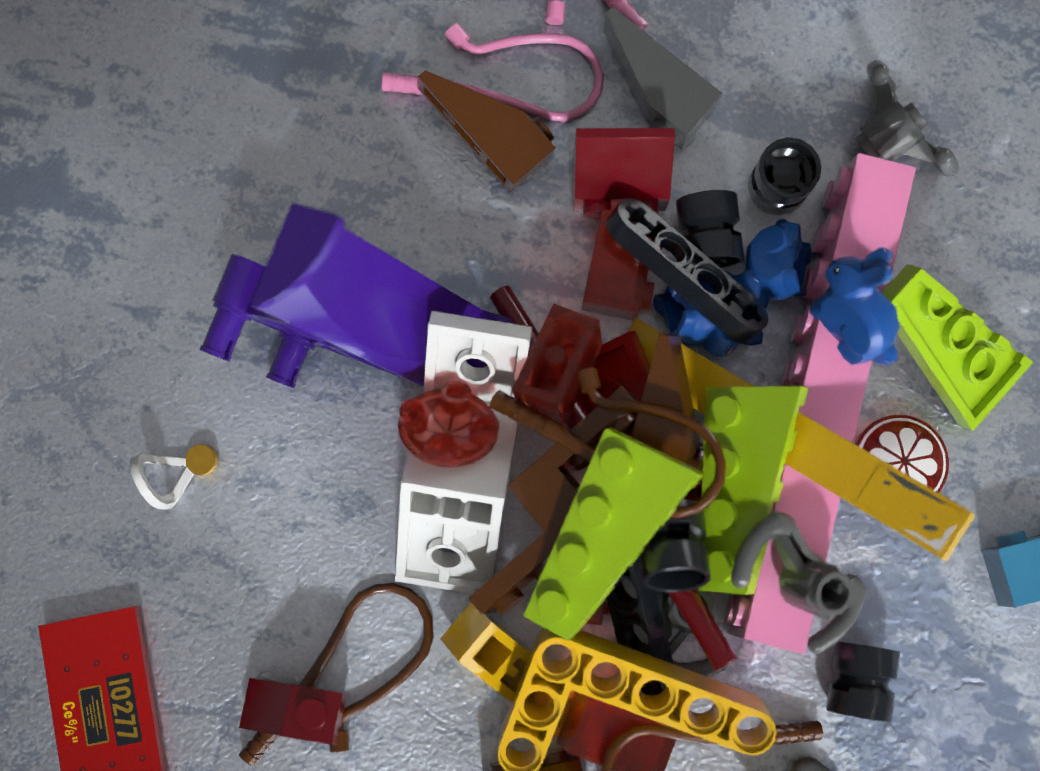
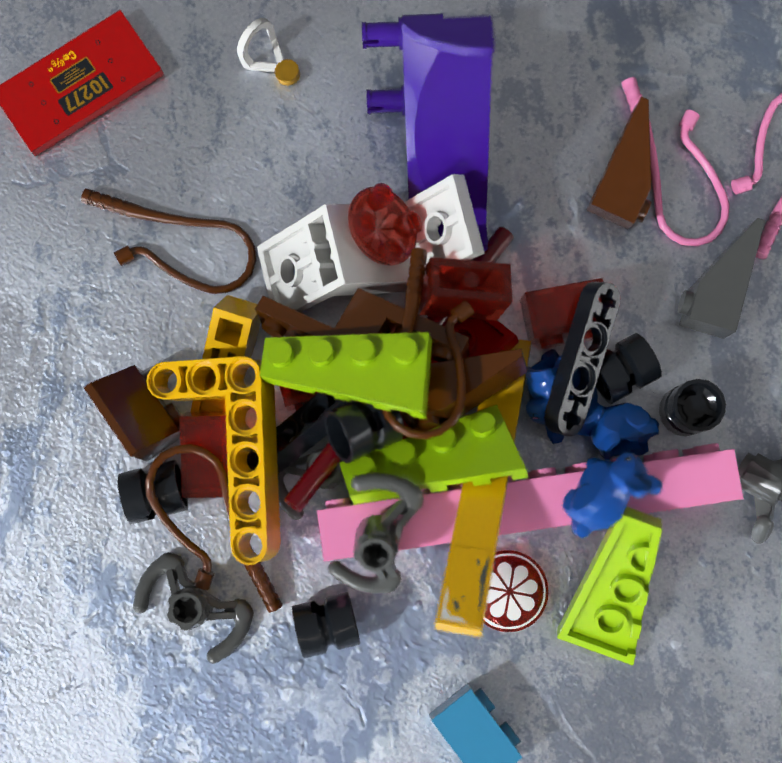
camera: 60 degrees right, 0 degrees up
(293, 711) = (131, 212): dark red slope -> none
(622, 165) = (643, 277): dark red slope -> none

